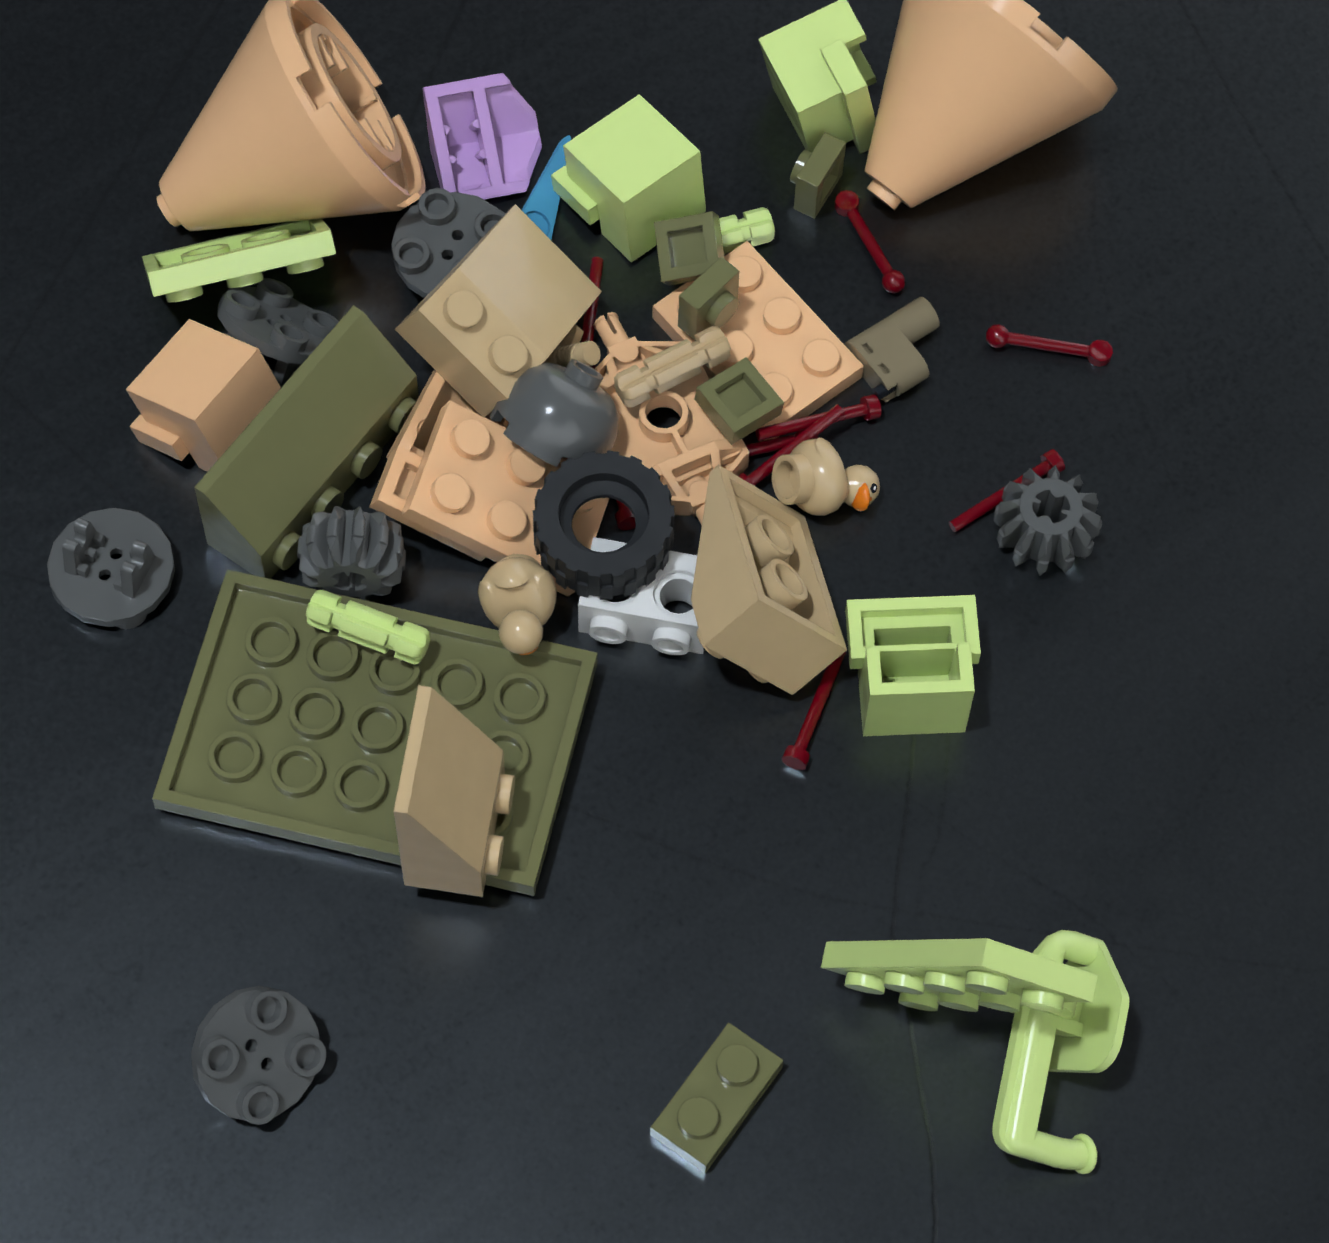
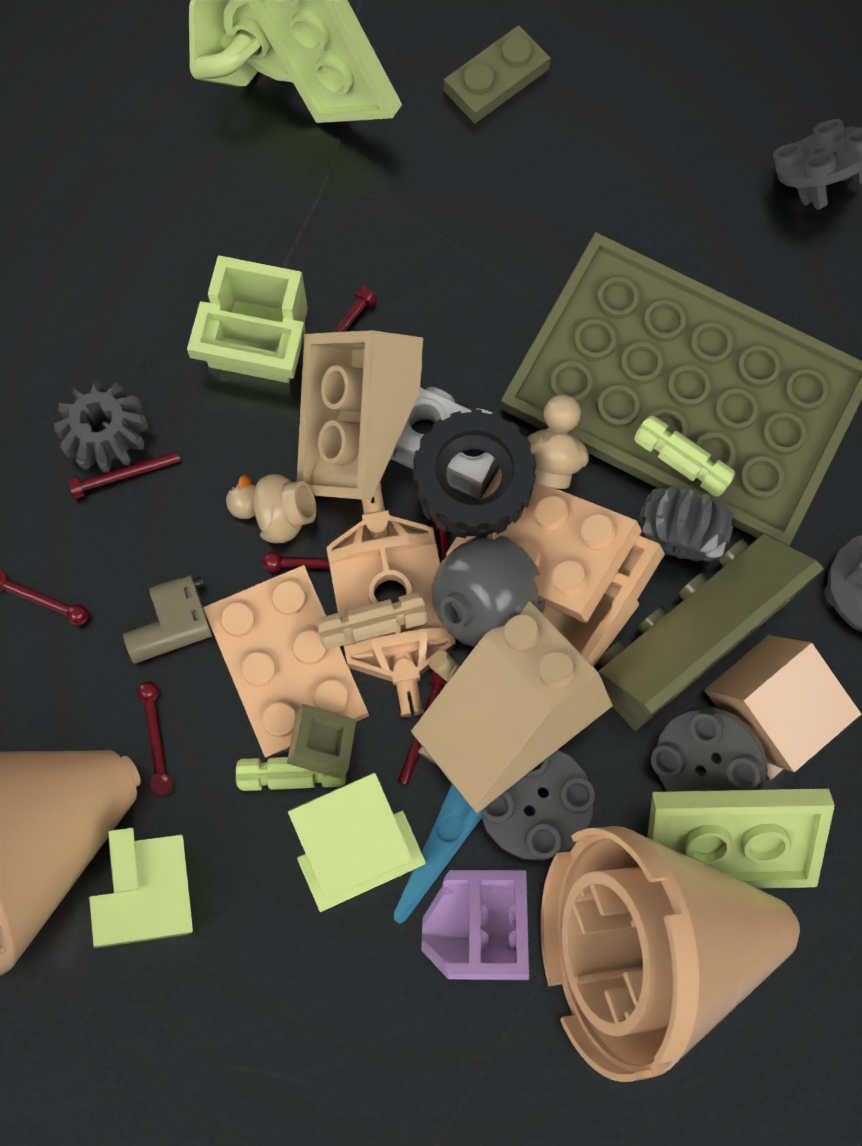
camera: 165 degrees left, 10 degrees up
(450, 800) = (656, 259): tan slope -> none
(709, 299) = (320, 675): olive plate -> none
(739, 400) = (323, 579): olive plate -> none
(809, 433) = (334, 530): dark red piece -> none
(817, 174) = (179, 806): olive plate -> none
(868, 408) = (211, 574): dark red piece -> none

